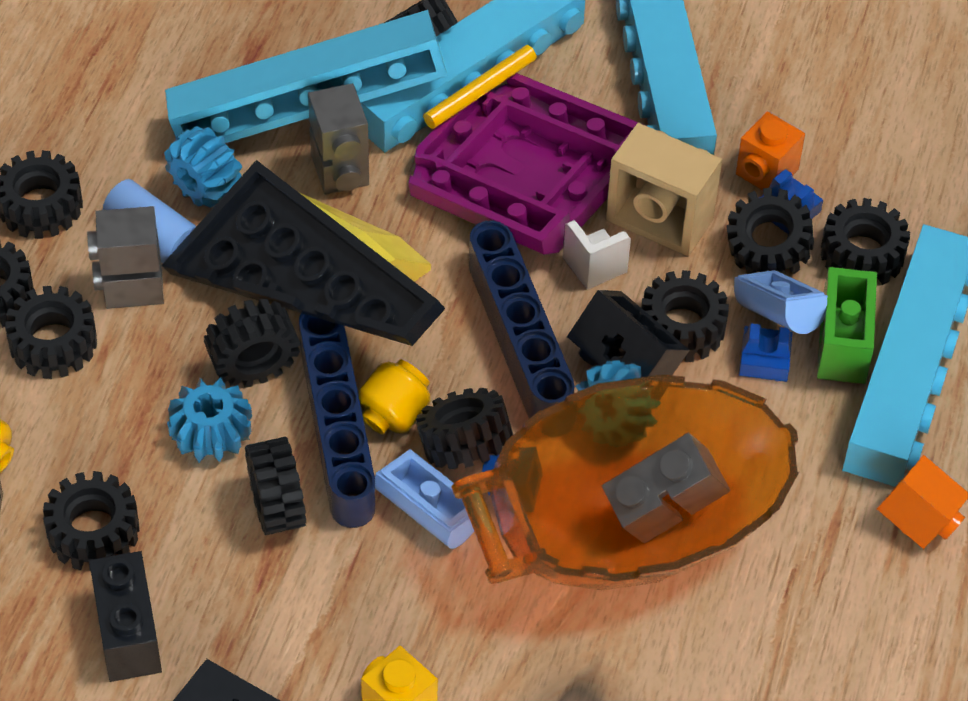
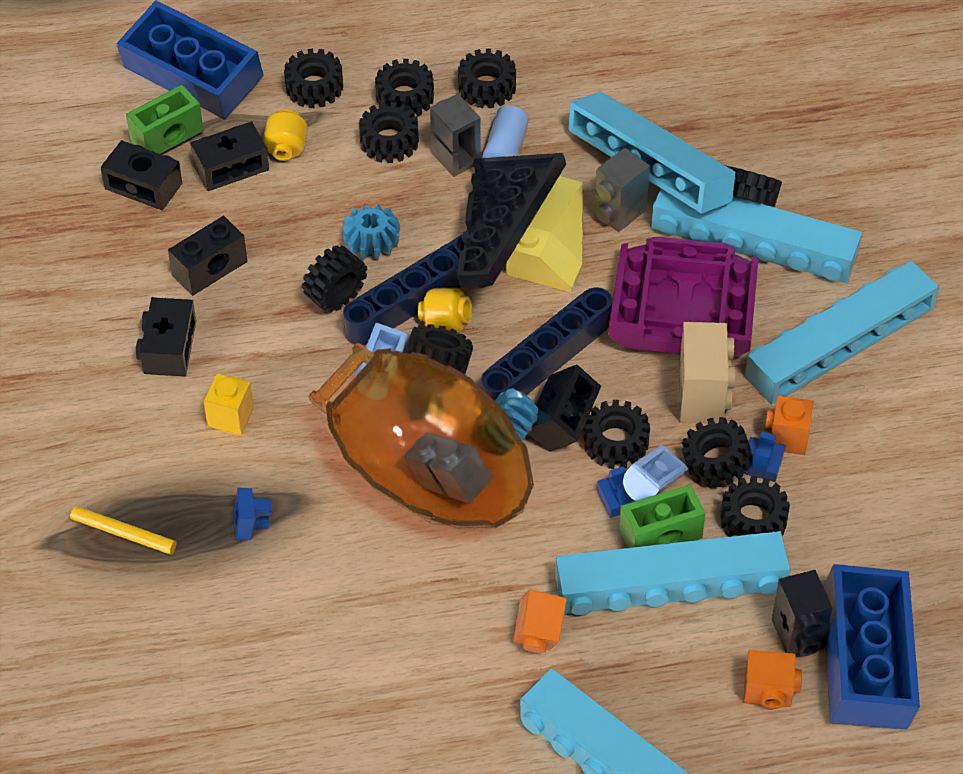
camera: 65 degrees right, 0 degrees up
(85, 497) = (267, 198): black tyre -> none
(202, 165) = (556, 133): dark azure gear -> none
(252, 342) = (432, 219): black tyre -> none
(479, 86) = (728, 244): yellow bar -> none
(595, 256) = (634, 367): white panel -> none

